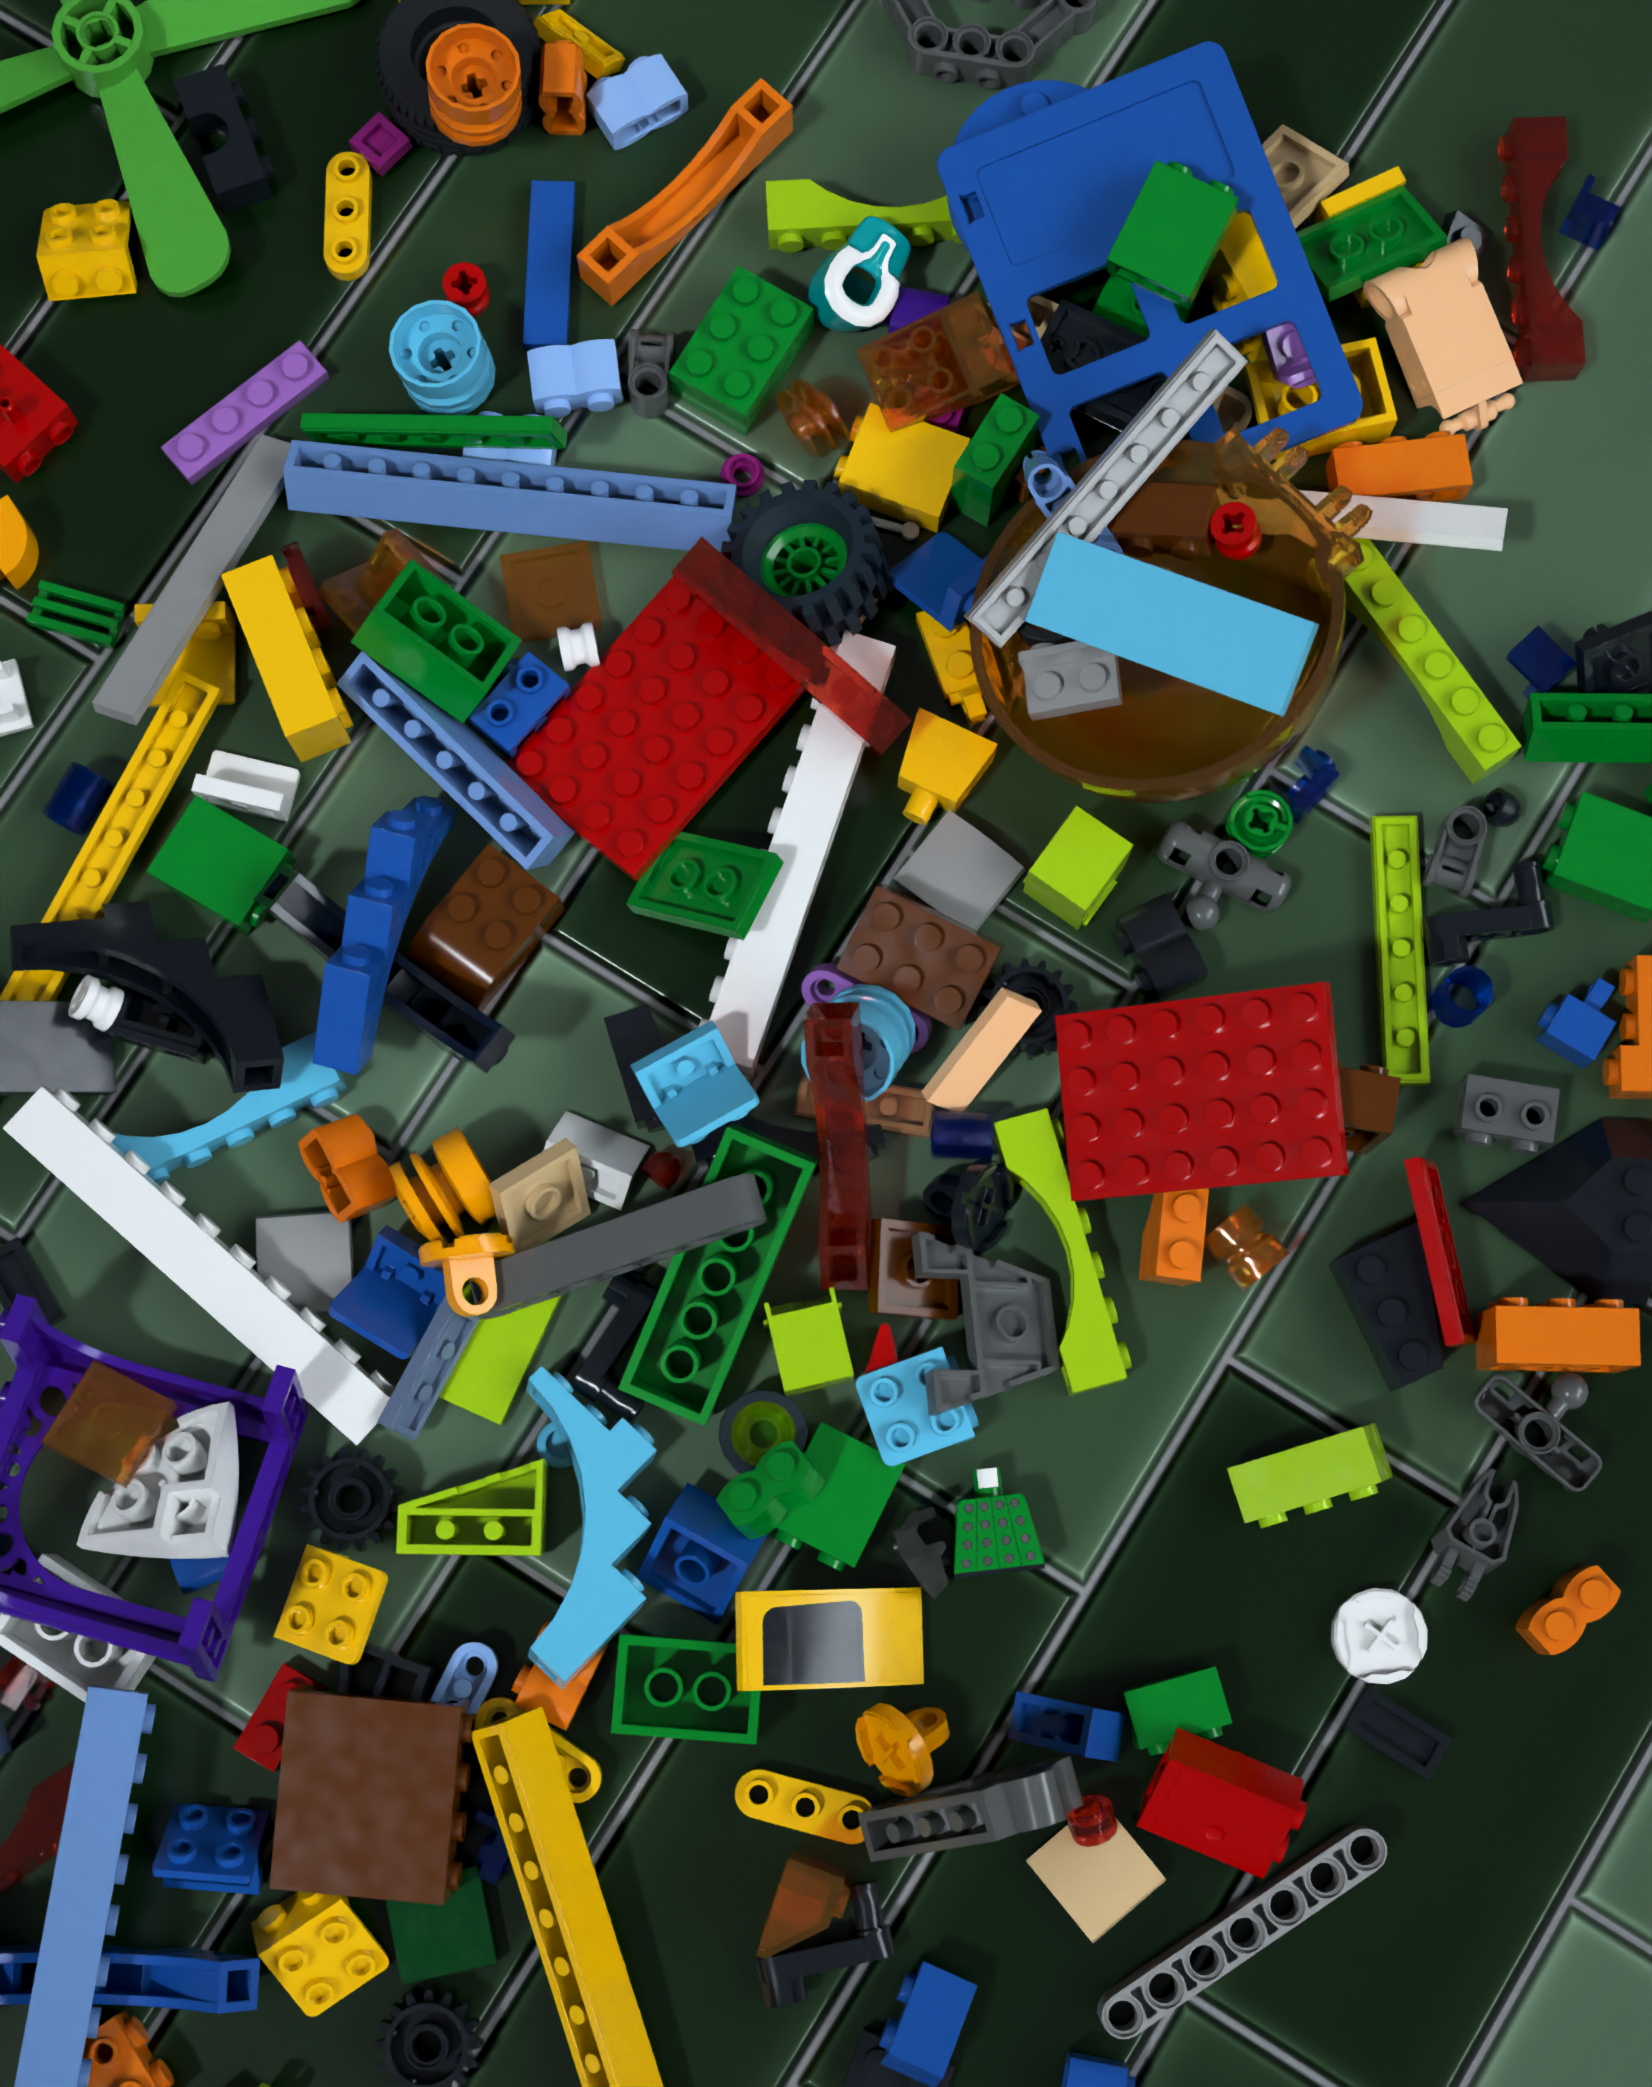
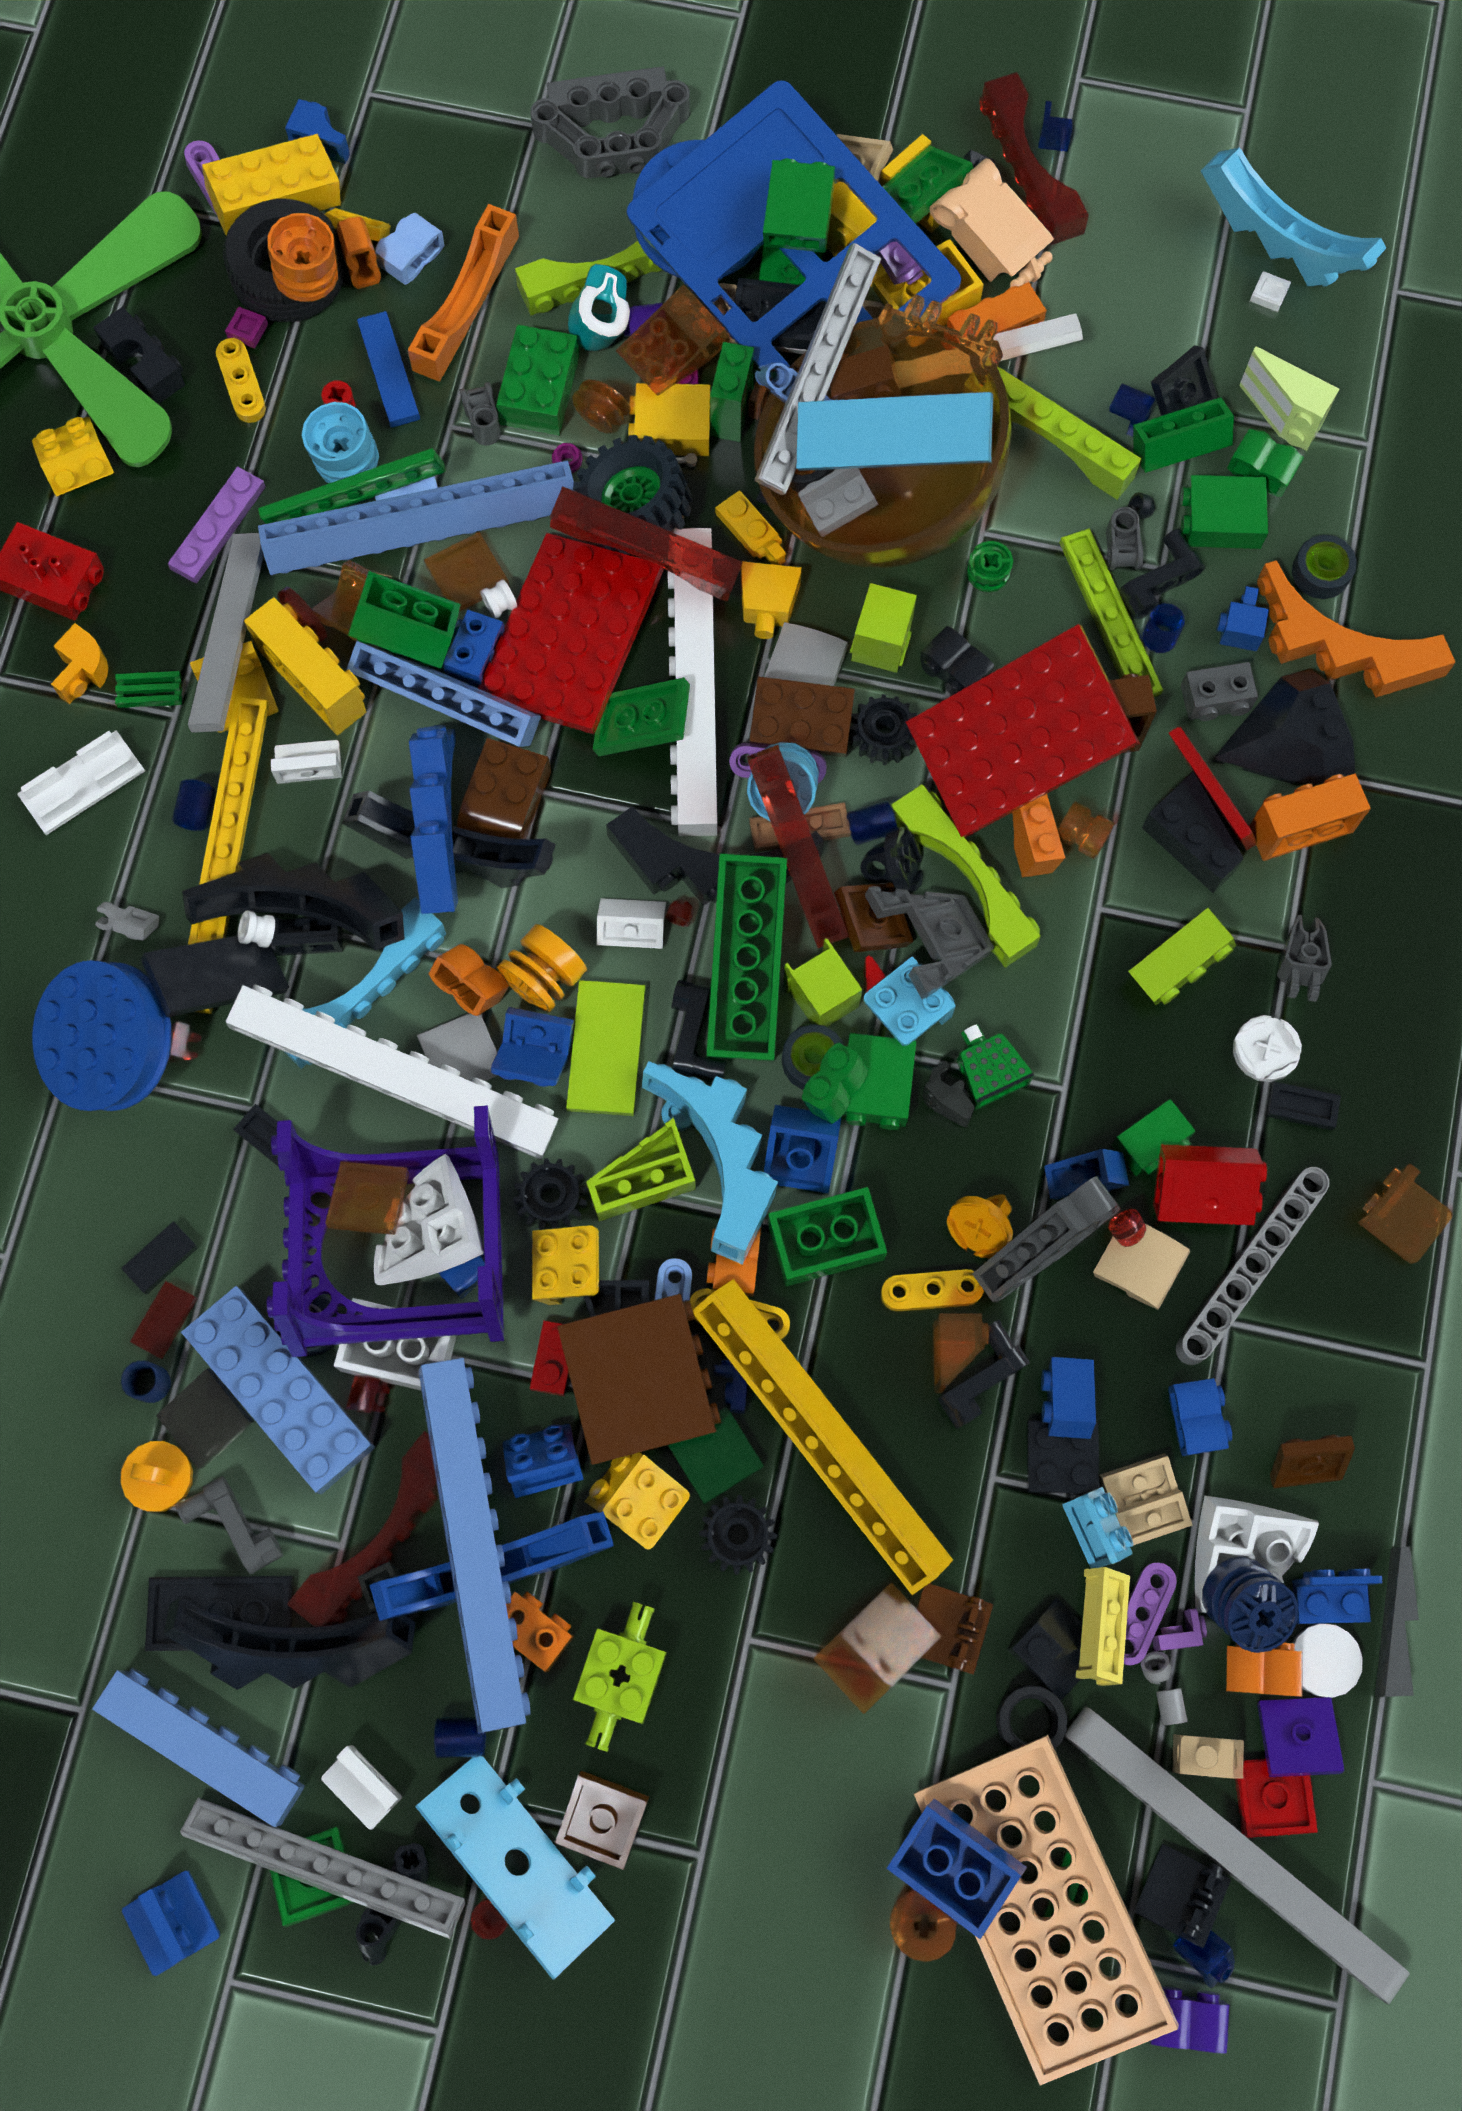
camera: 20 degrees left, 5 degrees down
(219, 864) = (307, 816): green brick -> none
(427, 1371) = (573, 1089): sand blue tile -> none
(468, 1259) = (576, 1003): light orange tile -> none
(541, 1196) = (607, 952): tan hinge -> none
(575, 377) = (435, 427): light blue brick -> none
(625, 1244) = (673, 959): dark grey beam -> none
(695, 1085) = (684, 841): medium azure bracket -> none
(828, 1638) = (908, 1169): slope -> none
(940, 579) = (726, 478): blue bracket -> none
(981, 1050) = (865, 760): light nougat tile -> none
(1236, 542) = (913, 378): red wheel -> none
(1250, 874) = (965, 604): dark grey piece -> none
(1309, 792) = (1017, 526): clear blue bracket -> none
(1475, 1937) = (1405, 1215): none -> clear orange bracket
(1512, 1416) = (1304, 872): dark grey piece -> none
(1575, 1599) = (1382, 986): orange brick -> none

